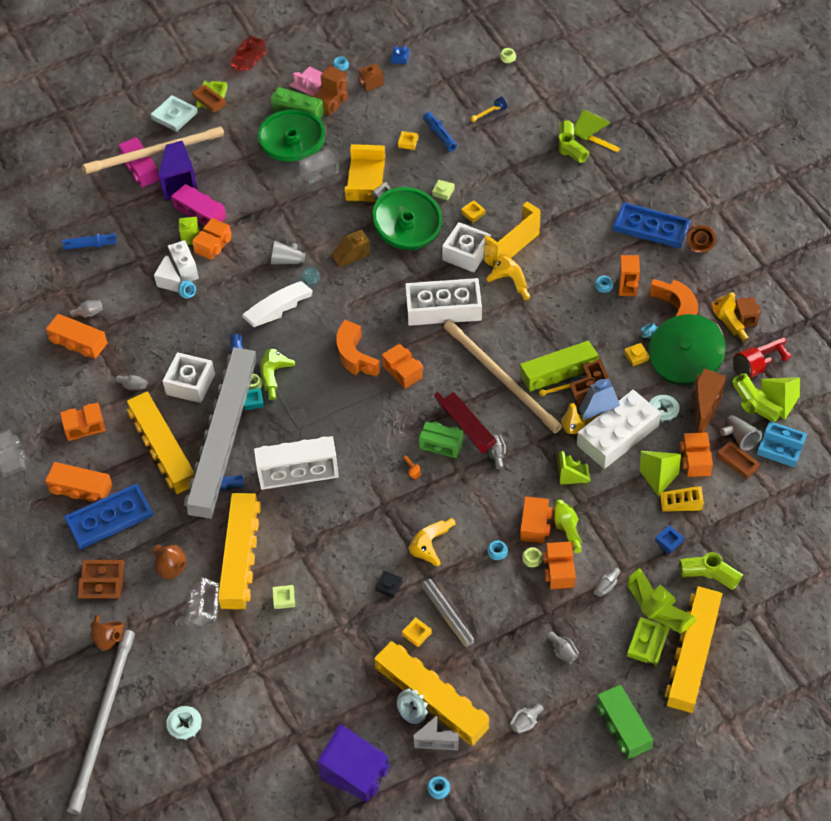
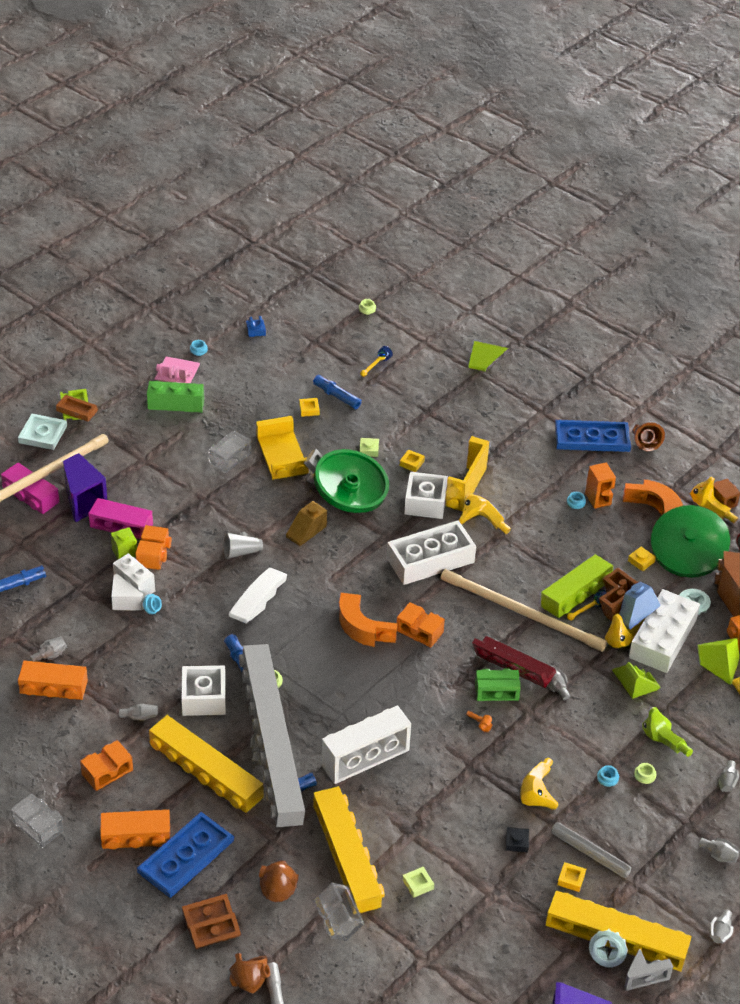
camera: 25 degrees left, 10 degrees down
(249, 53) = (94, 356): clear red piece -> none
(254, 399) = (286, 695): teal plate -> none
(269, 362) = (281, 655): lime animal -> none
(291, 135) = (186, 426): green dish -> none
(311, 275) = (277, 559): clear light blue plate -> none
(333, 89) = (208, 371): dark orange brick -> none
(370, 77) = (238, 353): dark orange brick -> none
(534, 520) = (630, 737): orange brick -> none
(560, 565) = (676, 773): orange brick -> none
(568, 145) = (472, 377): lime piece -> none
(604, 143) = (503, 370): yellow piece -> none
(648, 330) = (643, 533): medium azure plate -> none

